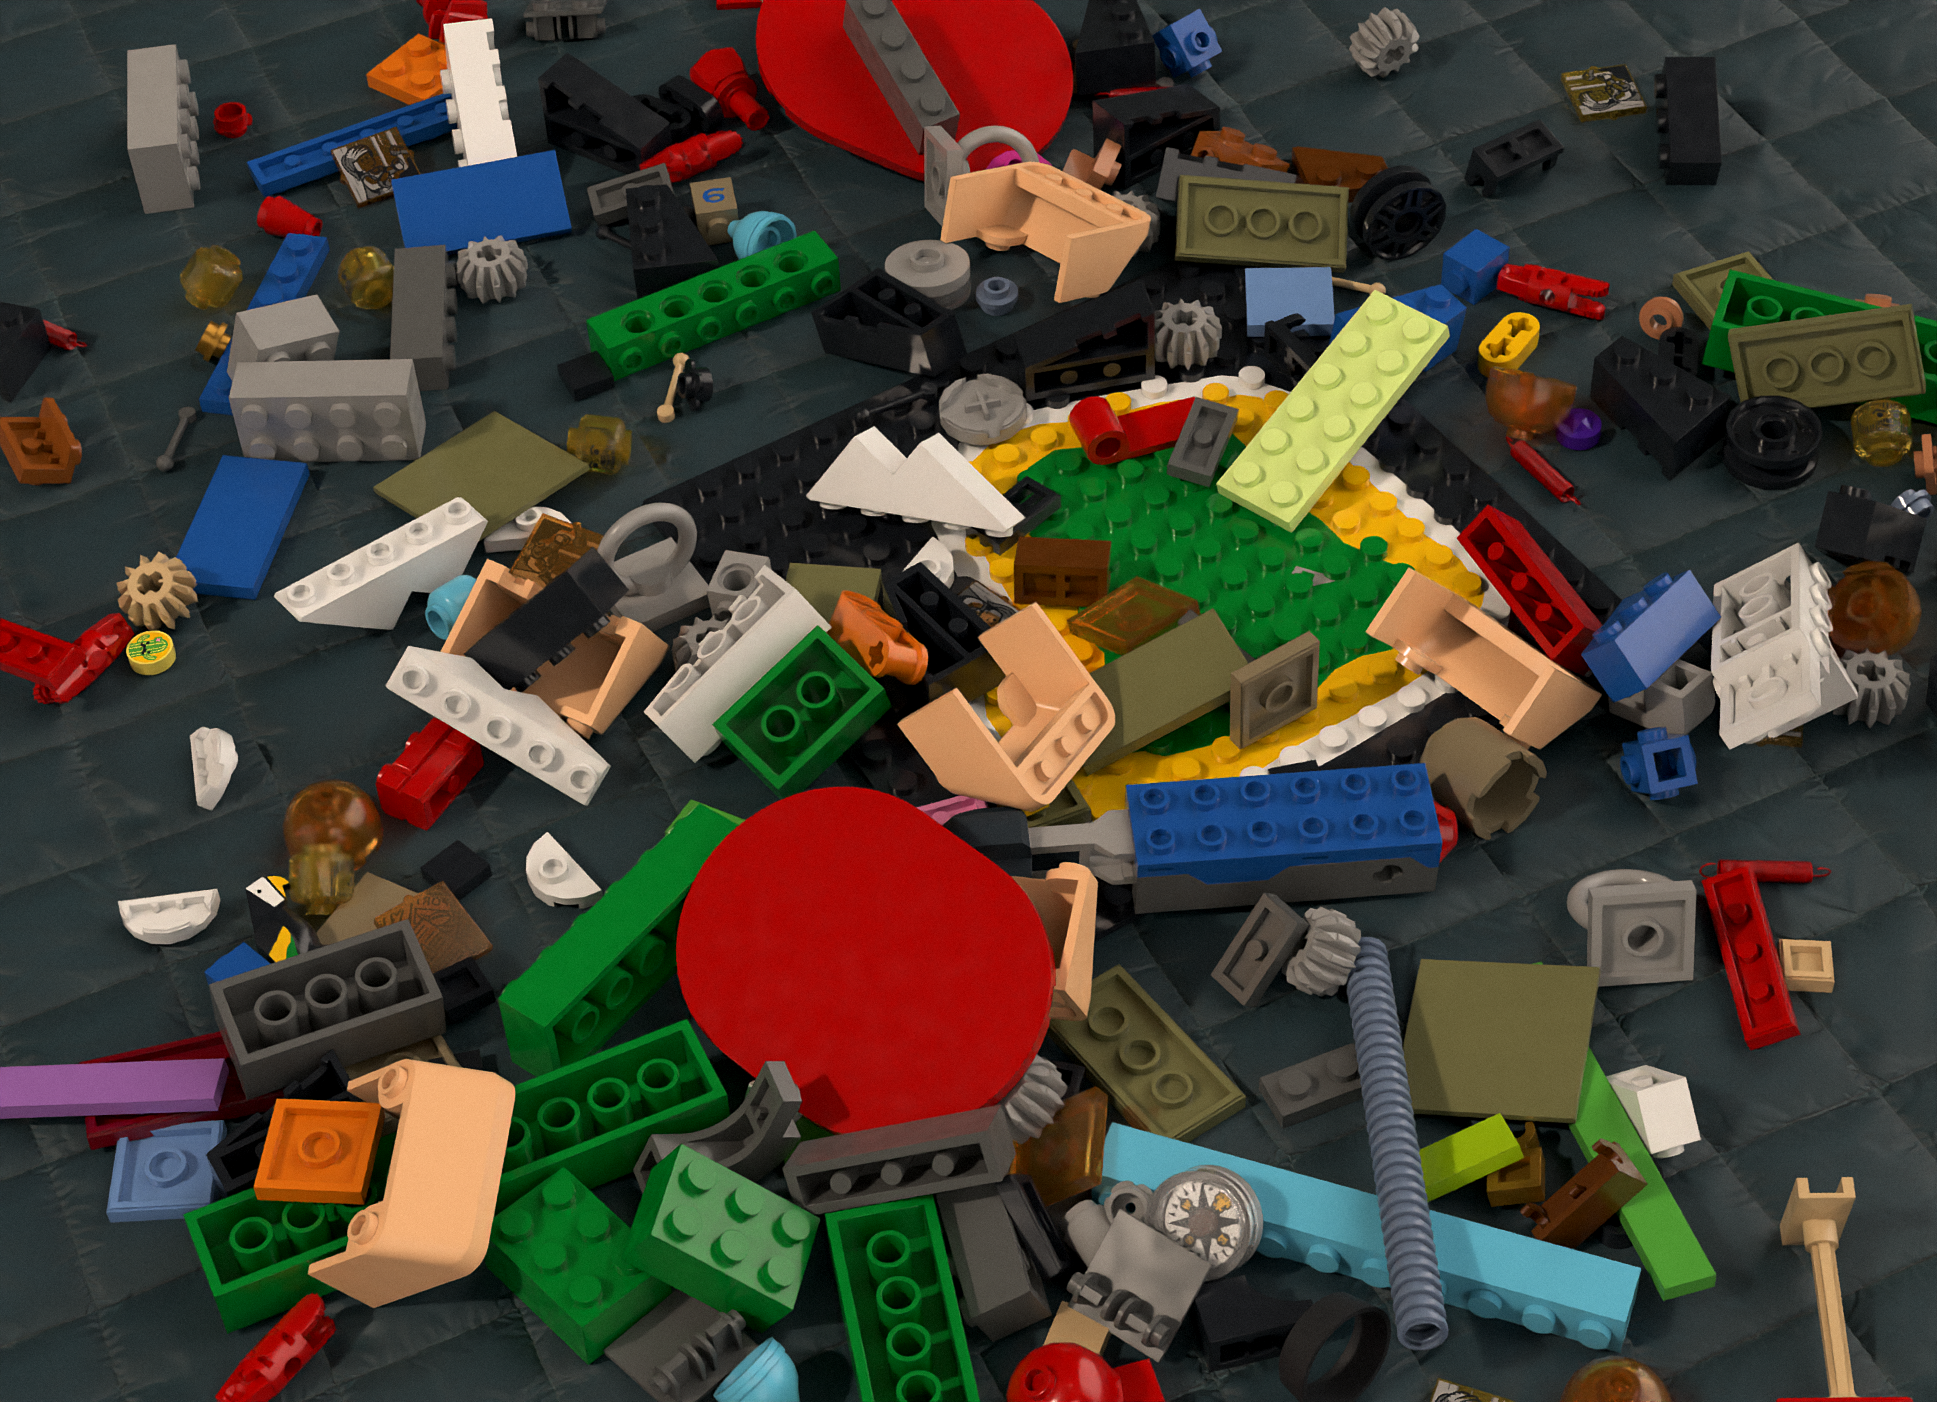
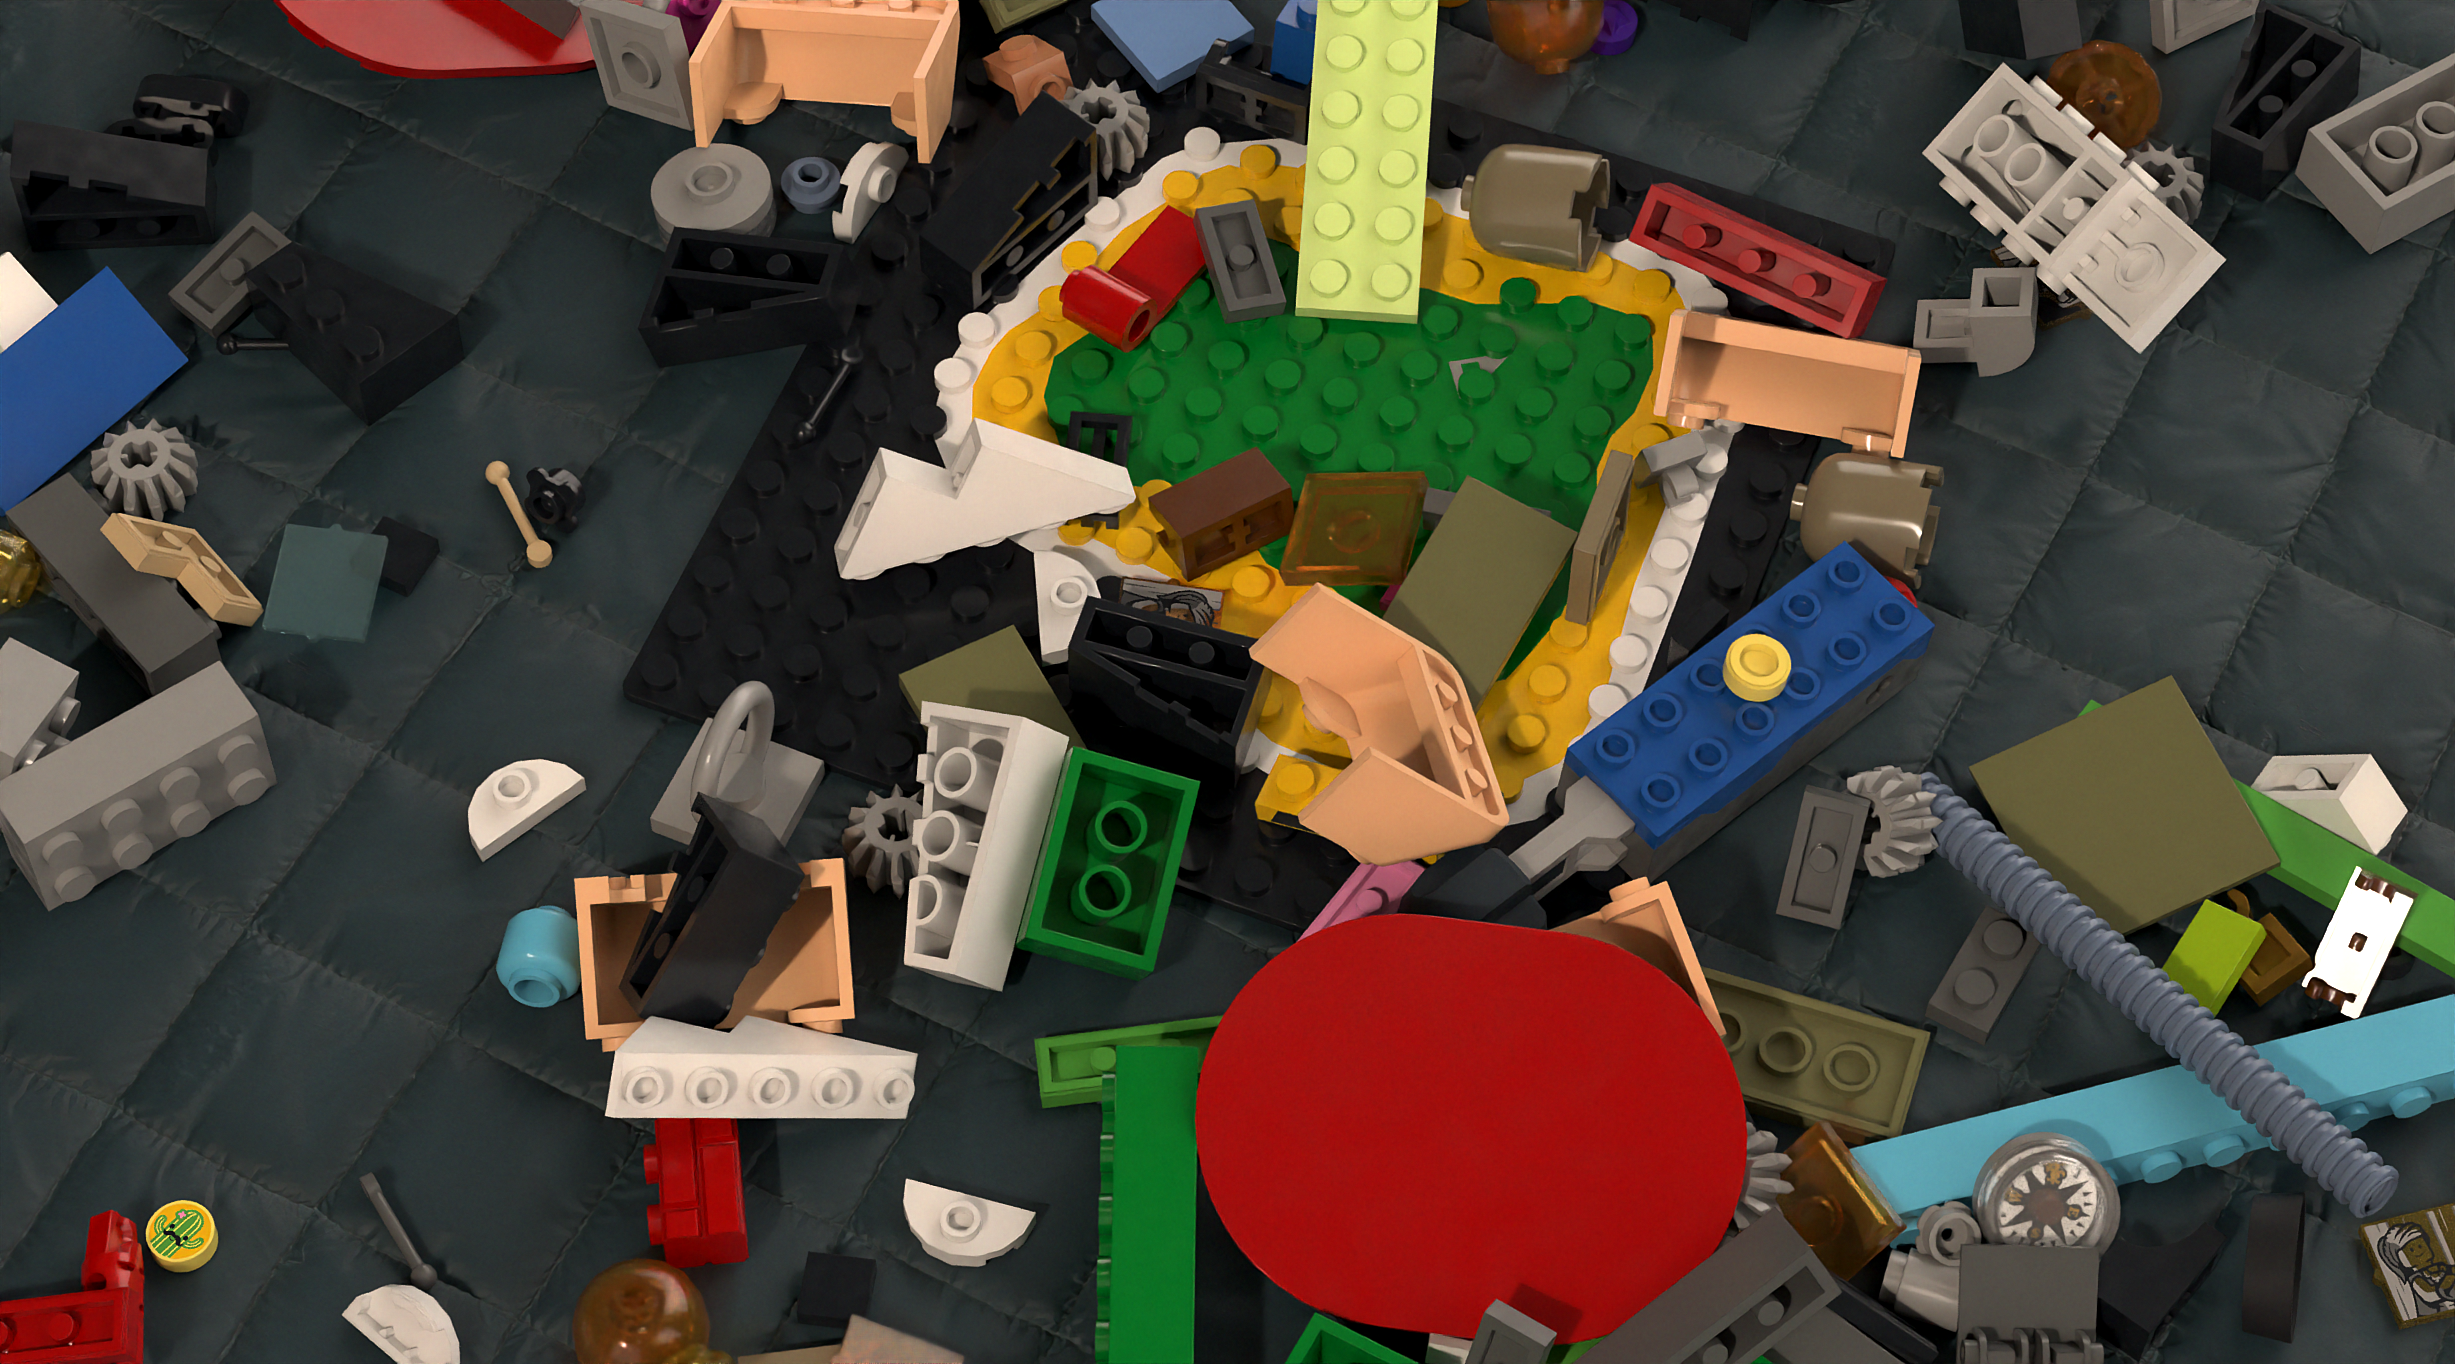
camera: 40 degrees left, 10 degrees up
(157, 592) = (146, 1170): tan gear -> none
(241, 524) = (133, 1004): blue tile -> none
(251, 740) = (422, 1275): none -> dark grey hinge
(376, 580) = (422, 972): white slope -> none
(469, 317) = (187, 557): none -> tan tile
(490, 466) = (396, 769): olive piece -> none
(533, 369) = (325, 583): none -> clear light blue piece
(552, 549) = (594, 820): clear orange piece -> none
(601, 443) = (513, 641): clear yellow head -> none
(696, 154) = (262, 175): red hinge -> none
(714, 209) = (366, 239): dark tan brick -> none
(714, 304) = (482, 376): green brick -> none
(727, 79) = (218, 48): red piece -> none
(733, 578) = (872, 719): light grey brick -> none
(759, 232) = (465, 257): medium azure helmet -> none
(876, 639) = (1126, 721): orange piece -> none
(982, 410) = (938, 349): light grey tile -> none
(1023, 307) = (870, 181): none -> white plate
(1171, 284) = (1027, 67): none -> nougat bracket
(1286, 798) = (1756, 667): none -> light yellow tile
(1370, 679) = (1671, 467): none -> light grey tile
(1419, 494) = (1538, 204): none -> dark tan cylinder
(1542, 471) = (1612, 100): red piece -> none
(1636, 925) = (2170, 614): light grey tile -> none
(1649, 634) = (1933, 254): blue wedge -> none
(1673, 766) = (2033, 399): blue brick -> none
(1750, 958) = (2281, 574): red tile -> none
(1772, 870) = (2212, 466): red piece -> none
(1807, 965) = (2332, 552): tan tile -> none

